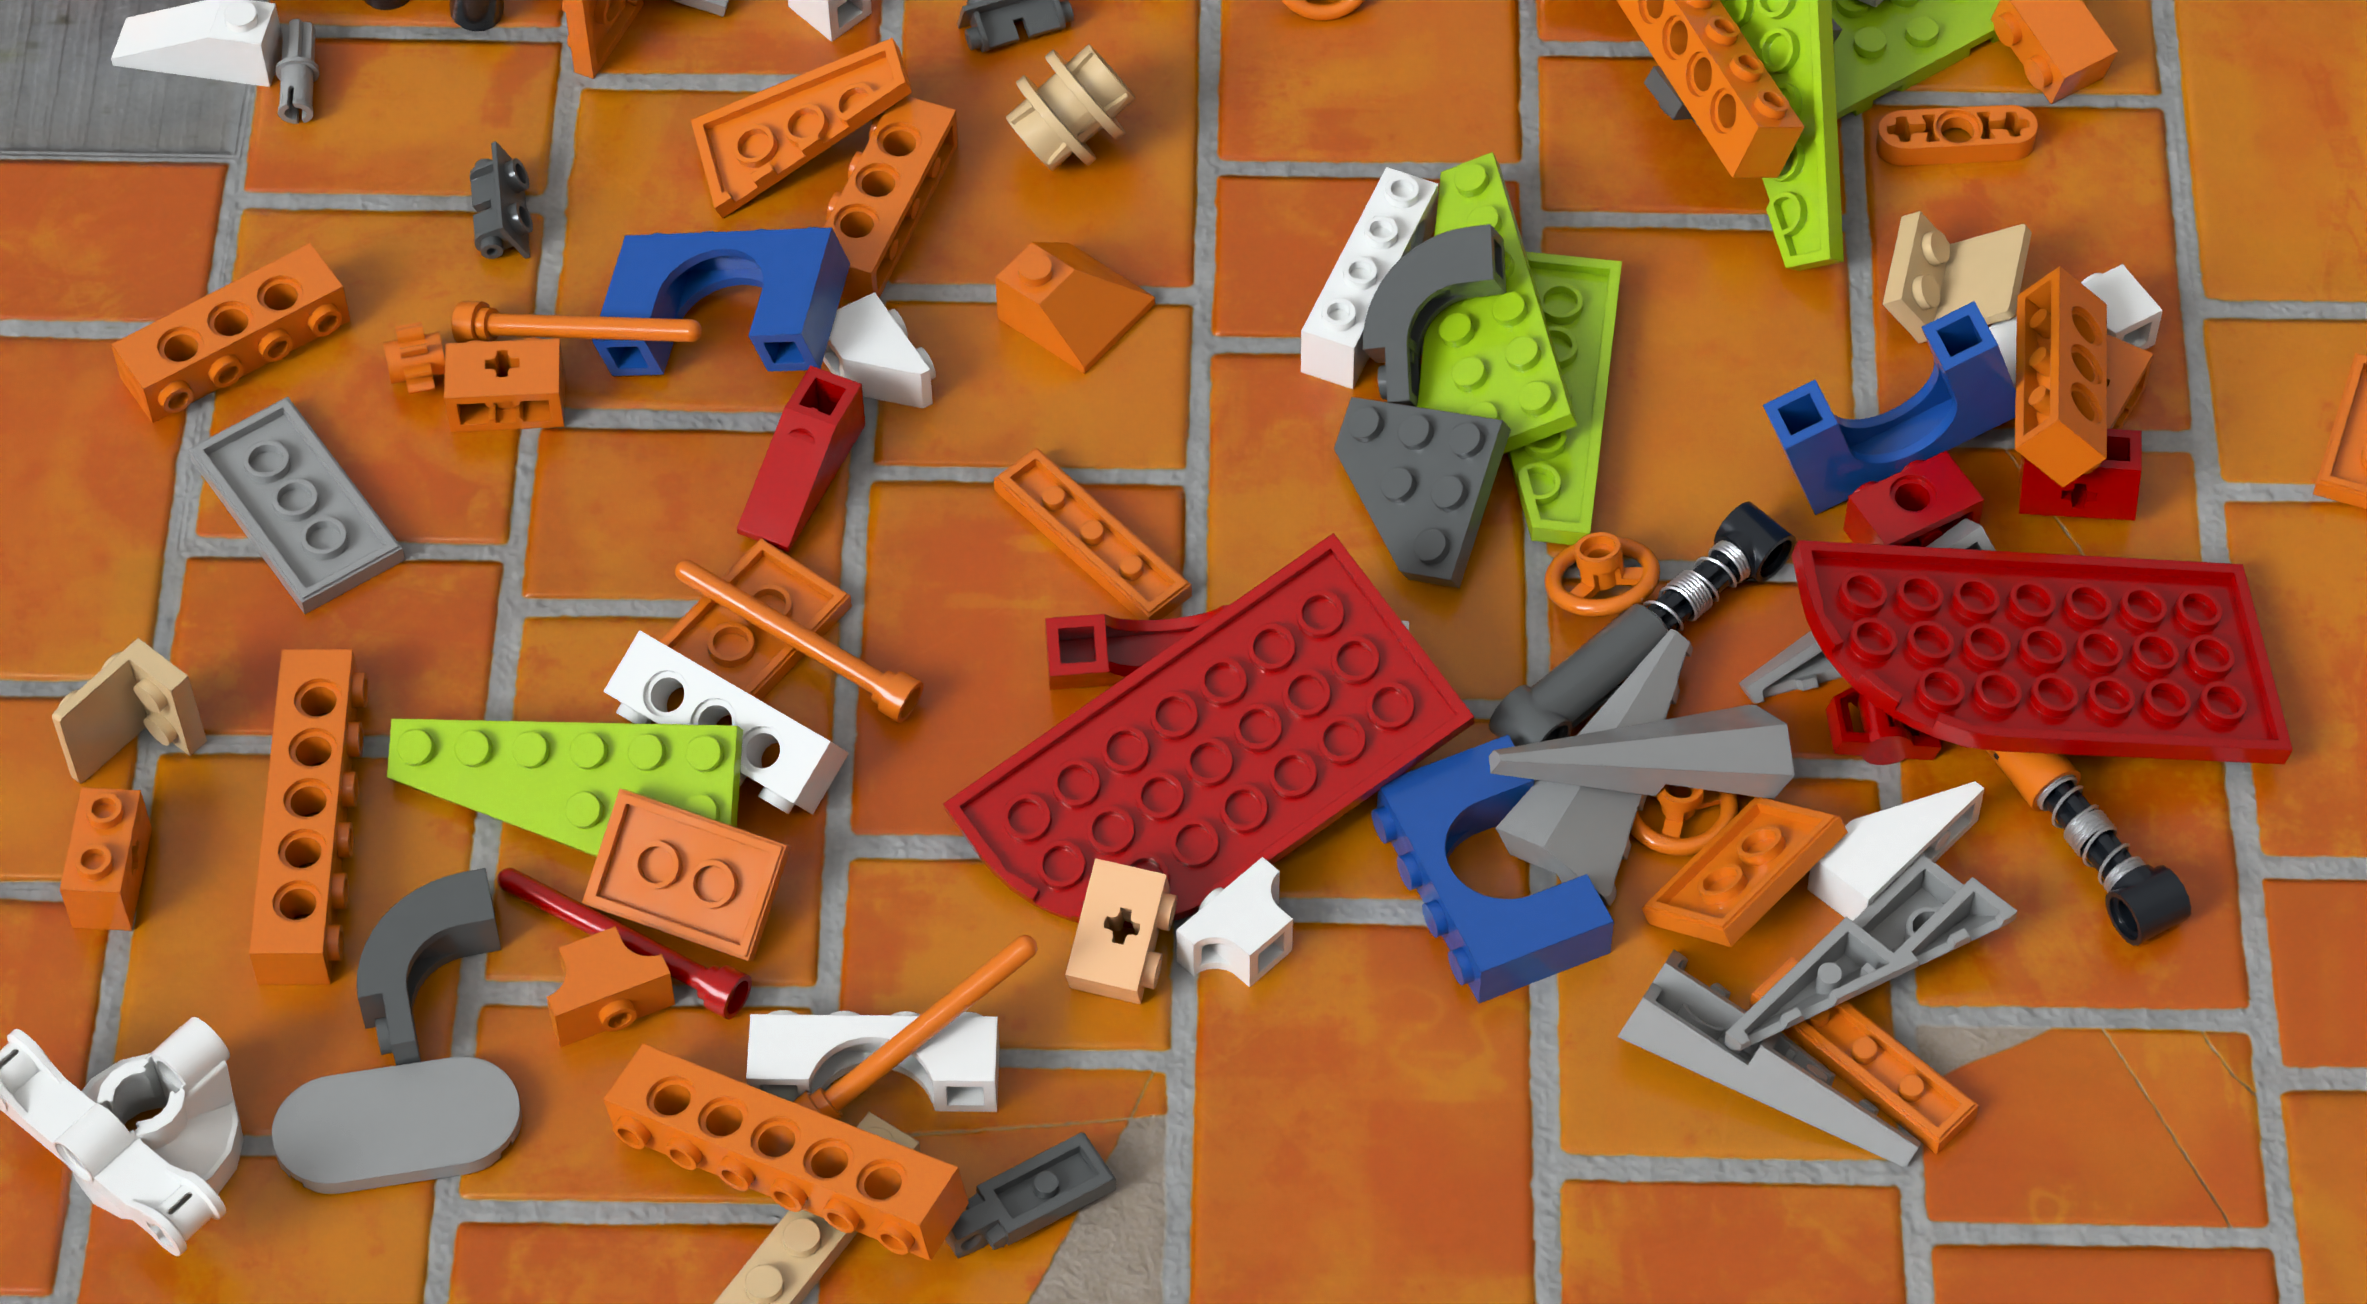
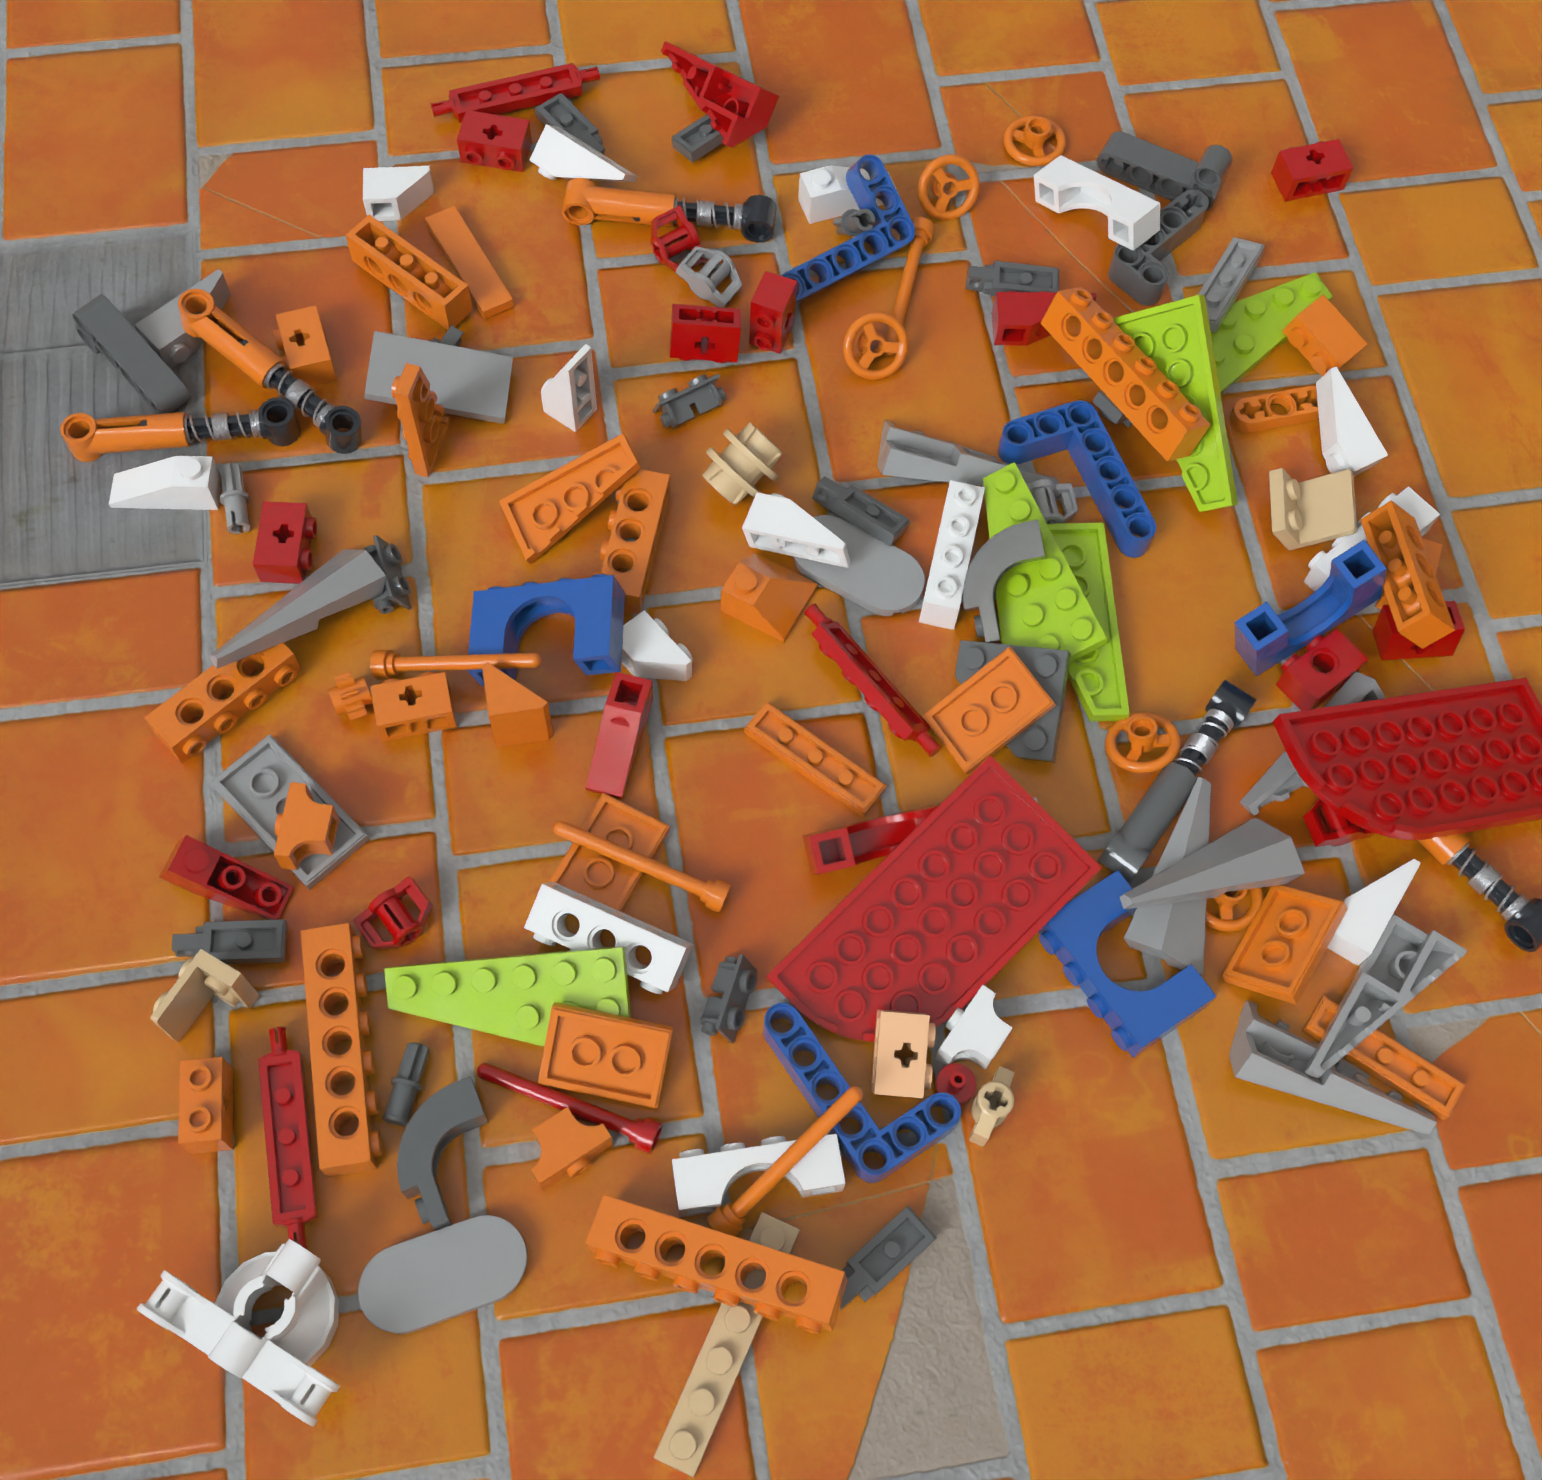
camera: 15 degrees left, 10 degrees up
(185, 576) = (225, 879): none -> red slope
(213, 661) = (236, 941): none -> dark grey hinge
(213, 910) = (287, 1137): none -> red plate
(313, 520) = (304, 828): none -> orange brick
(359, 139) = (284, 542): none -> red brick
(394, 875) = (406, 1084): none -> dark grey axle
(417, 638) = (389, 902): none -> red piece
(429, 205) = (335, 586): none -> light grey wedge
(651, 404) = (514, 710): none -> orange slope
(897, 823) = (735, 981): none -> dark grey hinge
(1023, 994) = (870, 1137): none -> blue beam
(1118, 208) = (787, 529): none -> white slope
(1196, 996) = (963, 1089): none -> red tile
(1201, 438) = (870, 680): none -> red plate
(1220, 277) = (879, 574): none -> light grey tile
(1241, 1024) = (992, 1105): none -> tan piece
(1246, 200) = (861, 510): none -> dark grey hinge
(1371, 139) = (928, 458): none -> light grey wedge
(1373, 490) = (989, 710): none -> orange tile
(1536, 214) = (1044, 494): none -> light grey piece
(1618, 125) = (1093, 466): none -> blue beam
(2048, 177) = (1344, 429): none -> white slope

